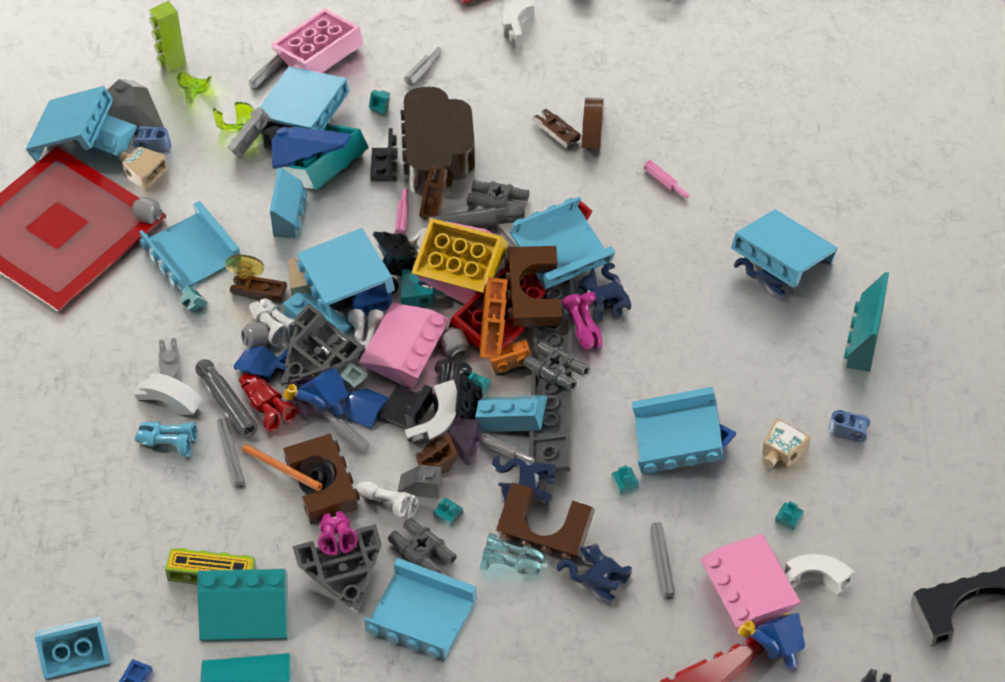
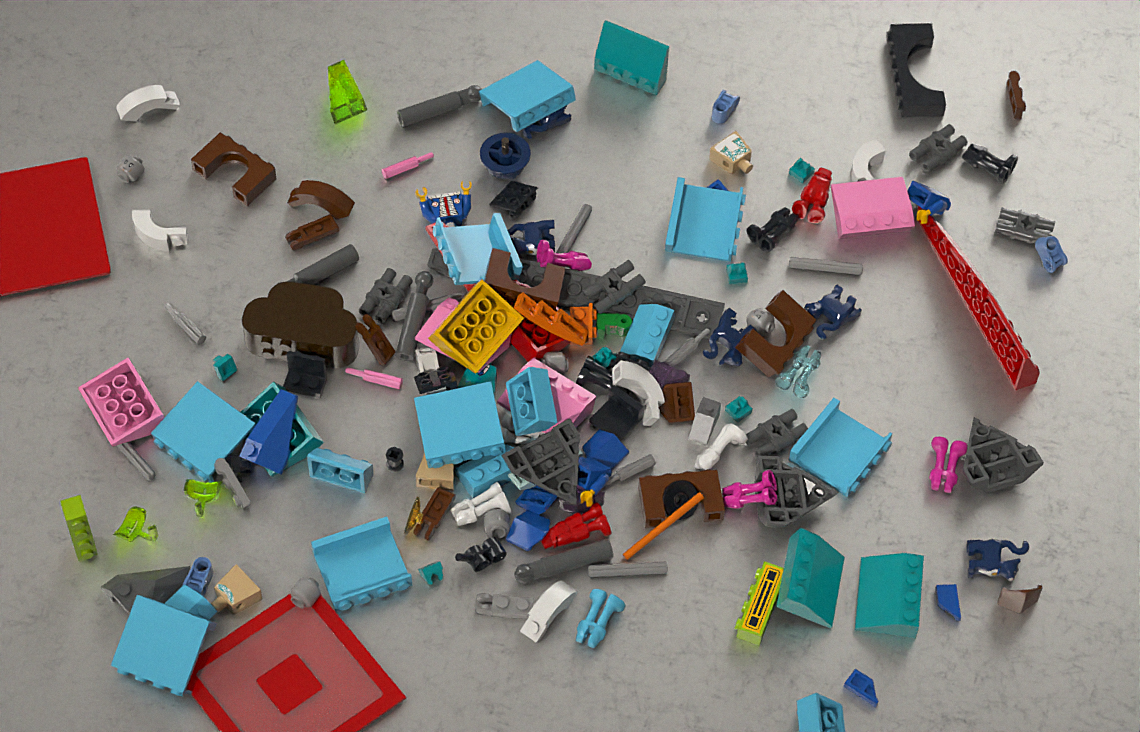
camera: 80 degrees left, 5 degrees up
(217, 331) = (480, 559): none -> black beam
(312, 240) = (394, 459): none -> black bush
(390, 324) = (531, 401): none -> medium azure slope
(510, 142) = (327, 266): none -> dark grey piece
(518, 376) = (612, 324): none -> green leg
(559, 507) = (761, 321): none -> light grey head
(612, 71) = (224, 150): none -> reddish brown arch
(617, 218) = (448, 207): none -> torso
(631, 329) = (575, 229): none -> light grey axle
(659, 271) = (515, 198): none -> black hinge
(699, 247) = (505, 155): none -> dark blue piece
(710, 505) = (778, 219): none -> black piece
(732, 109) = (344, 94): none -> clear neon green wedge
(747, 183) = (438, 106): none -> dark grey piece
(754, 526) = (814, 193): none -> red piece
(873, 652) = (938, 148): none -> dark grey pin

